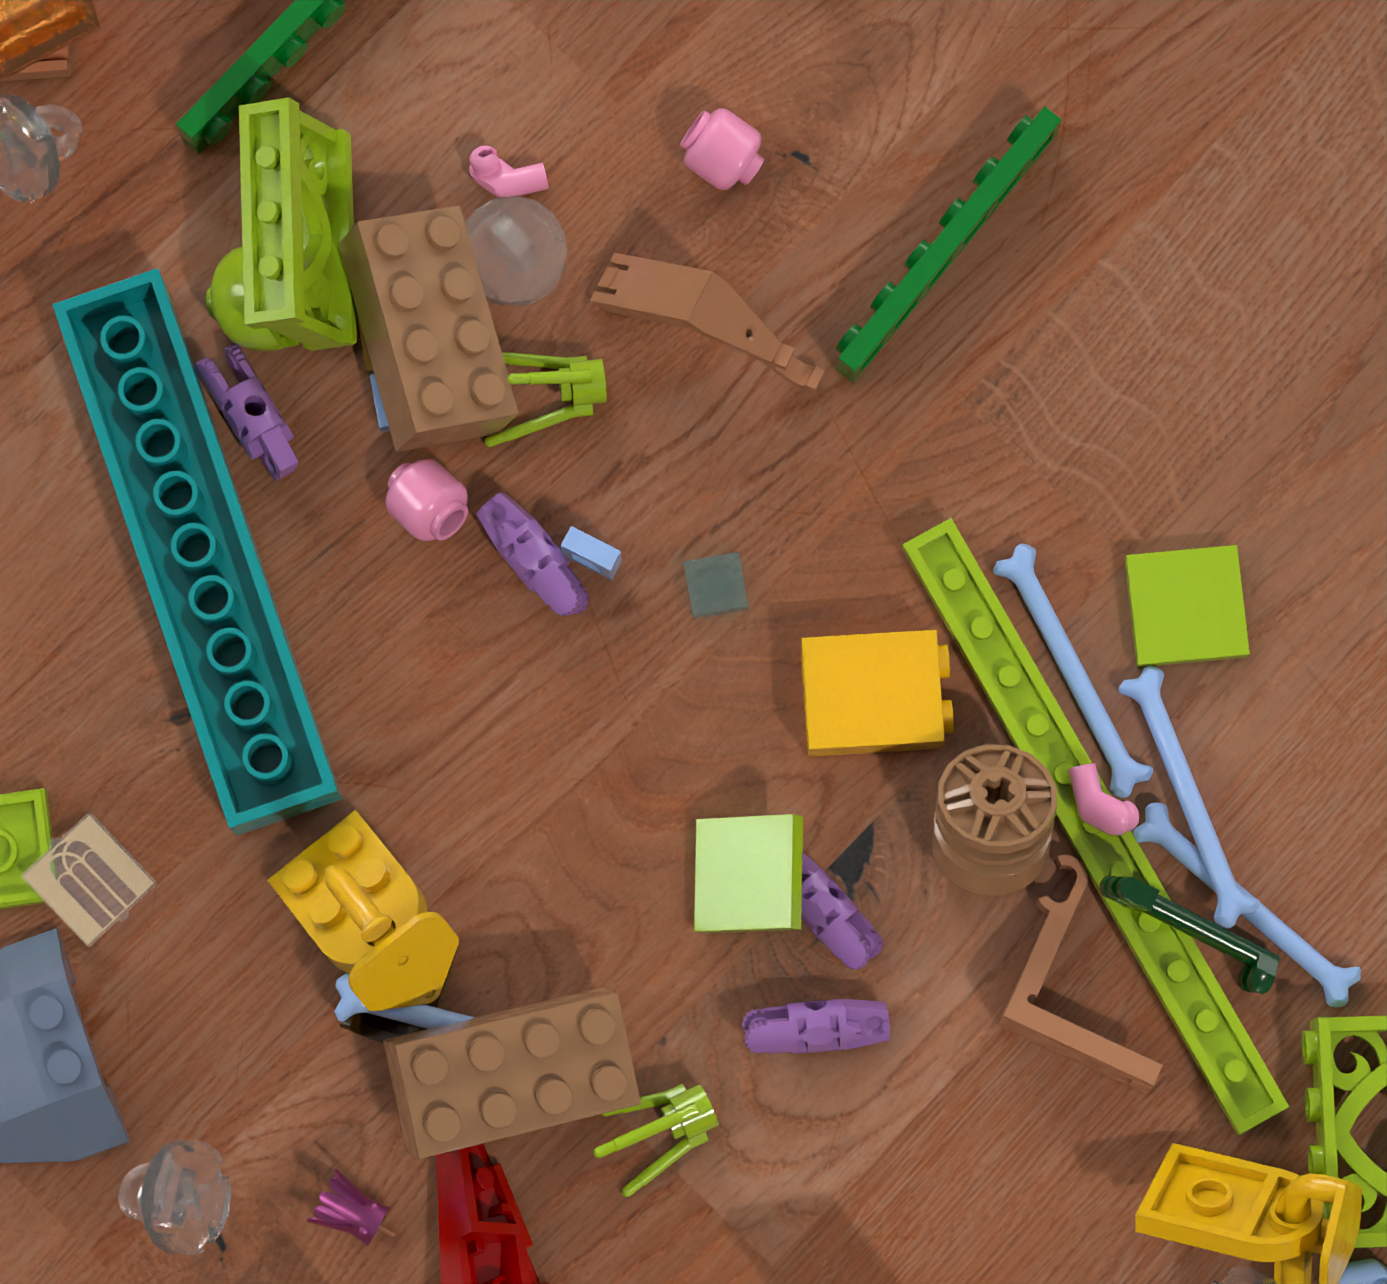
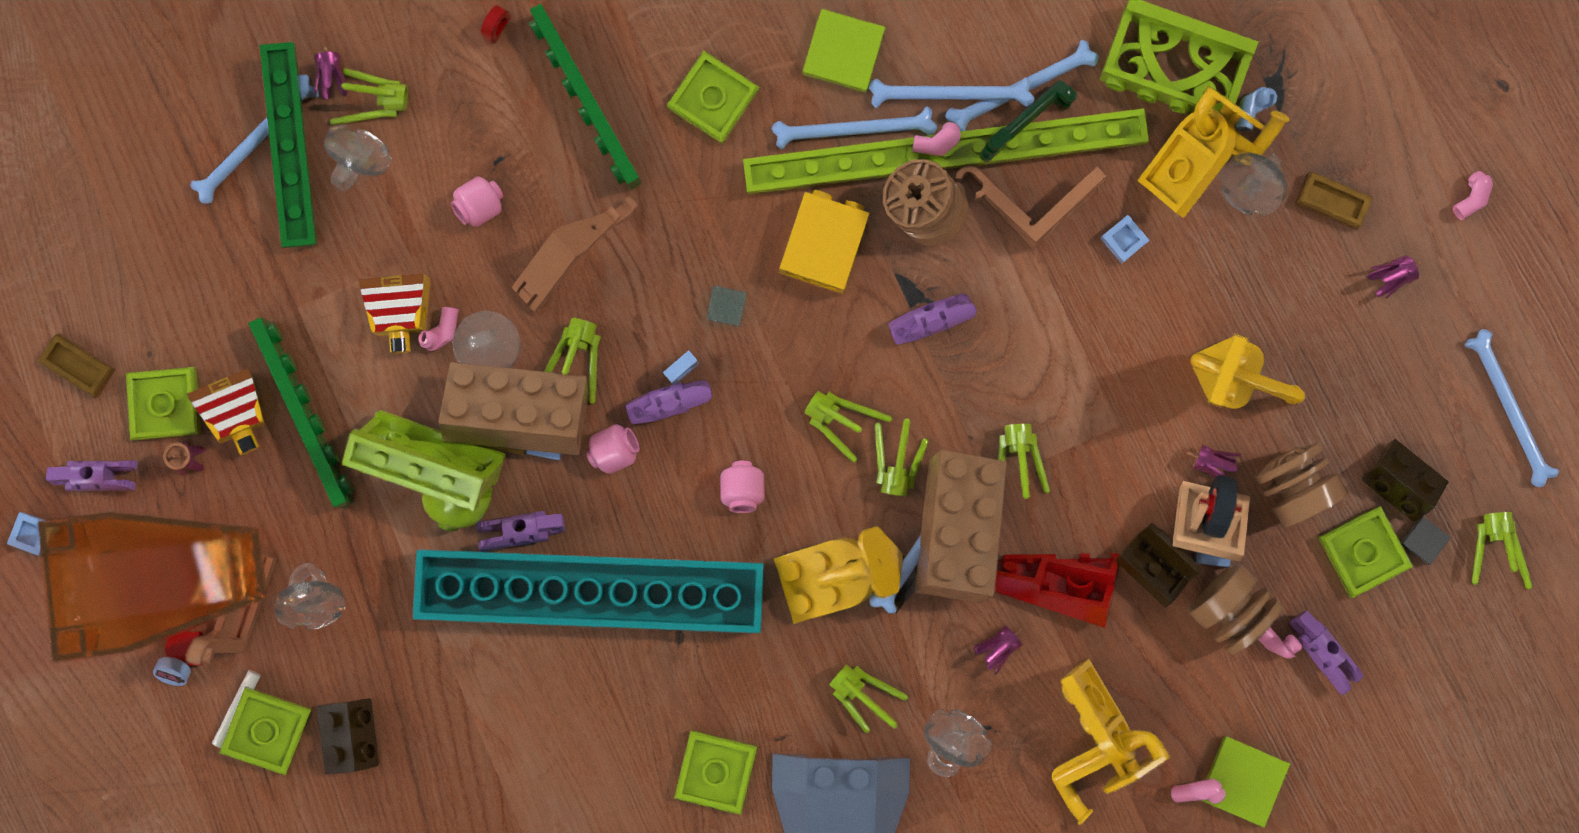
camera: 65 degrees left, 5 degrees up
(89, 879) = (753, 725): clear piece -> none
(201, 1001) = (849, 684): none -> lime plant
(445, 717) = (742, 487): none -> bright pink head
(513, 96) = (396, 307): none -> torso
(549, 948) = (895, 479): none -> lime plant
(613, 795) = (823, 409): none -> lime plant
(748, 874) = (899, 351): lime tile -> none
(816, 1026) = (997, 349): medium lavender hinge -> none
(1006, 66) = (495, 23): none -> red tile
(1030, 437) = (713, 97): none -> lime tile
(1071, 1159) = (1124, 239): none -> light blue tile

